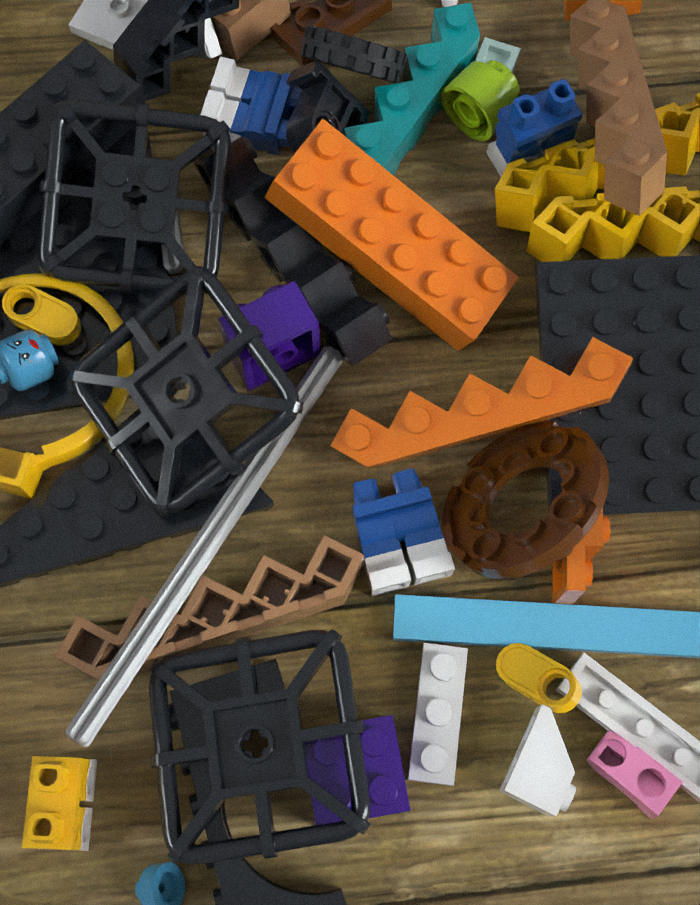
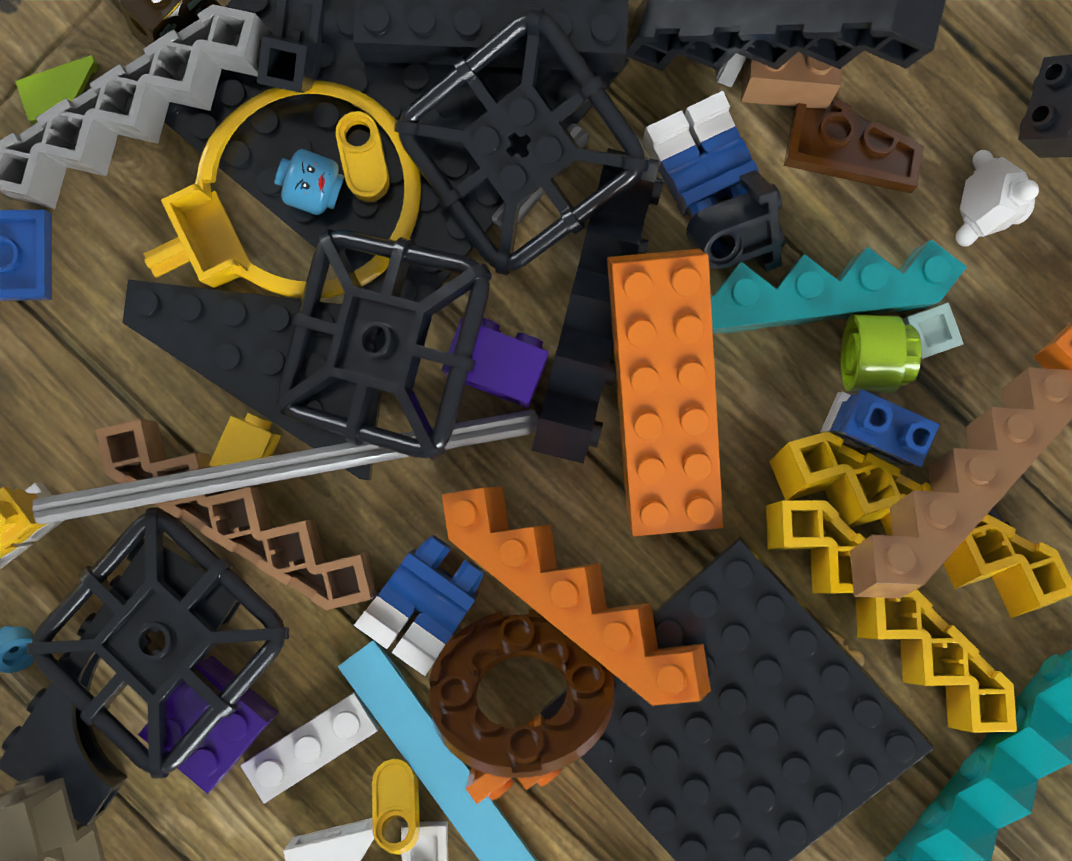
camera: 50 degrees right, 15 degrees up
(161, 558) = (245, 440): none -> yellow brick
(353, 53) = (818, 209): black tyre -> none

